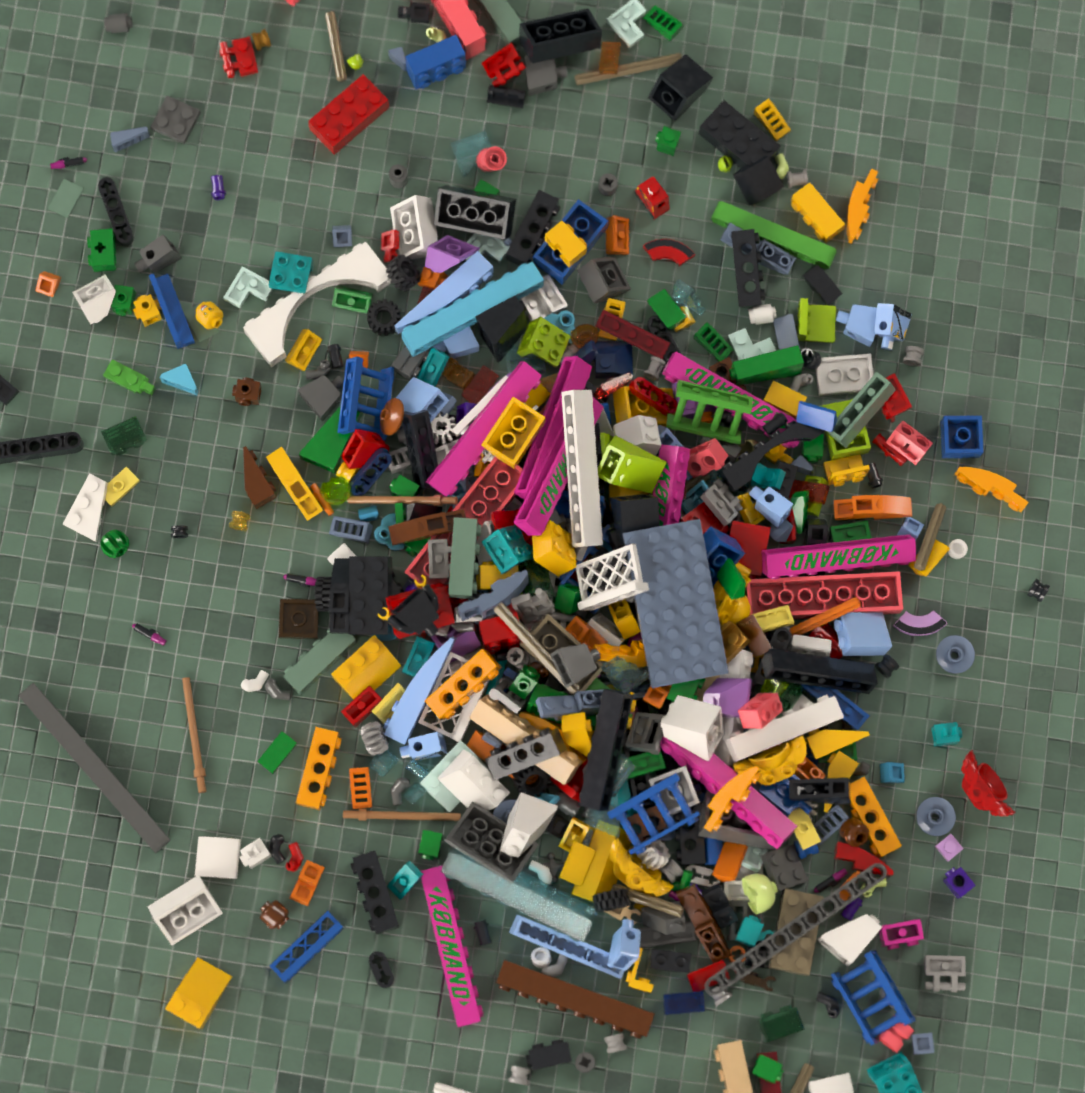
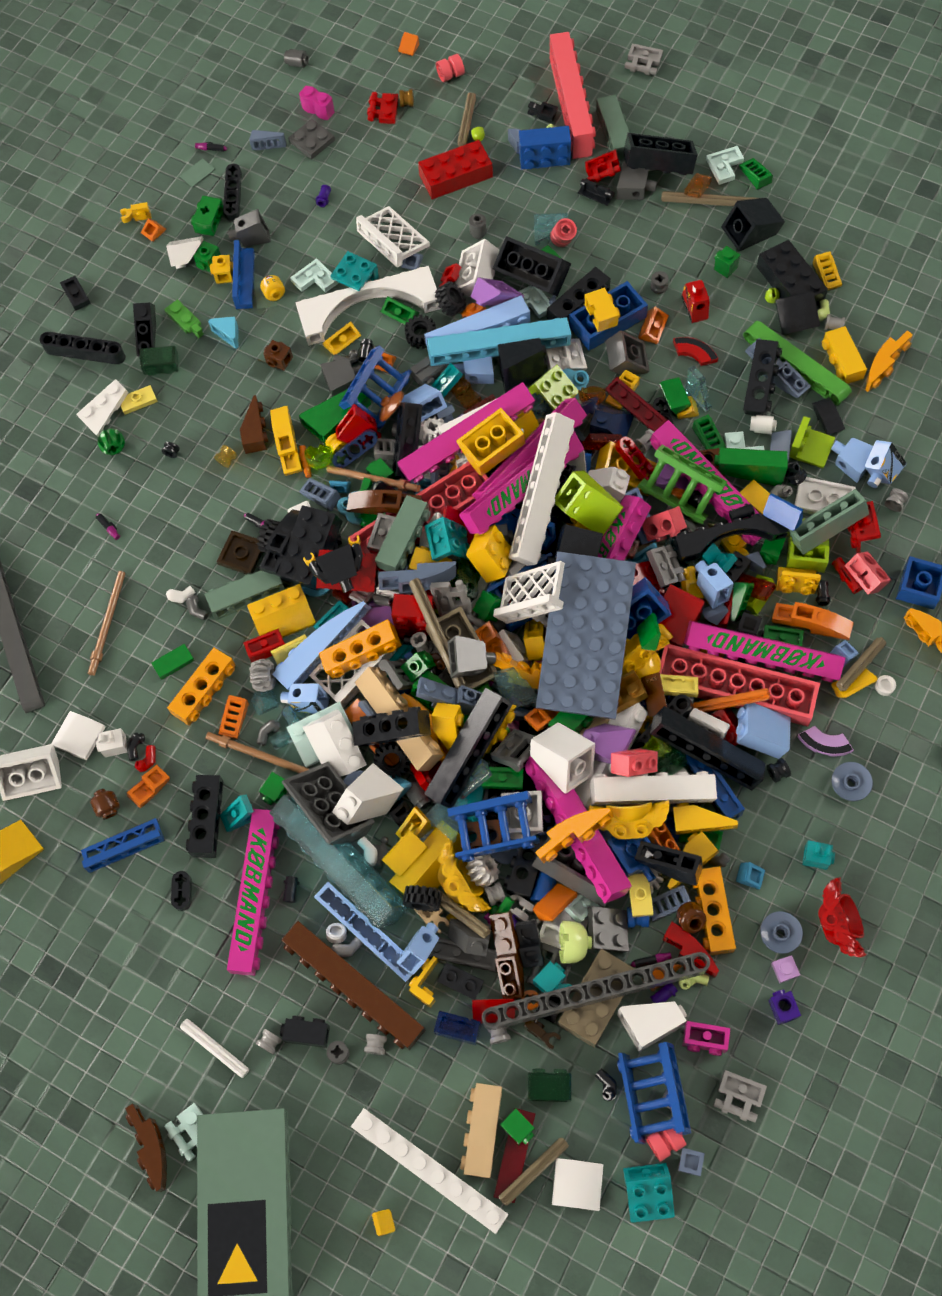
camera: 30 degrees right, 10 degrees down
(23, 269) = (137, 211): none -> yellow plate
(92, 404) = (144, 325): none -> black slope
(168, 75) = (316, 102): none -> dark pink brick
(300, 224) = (382, 241): none -> white fence

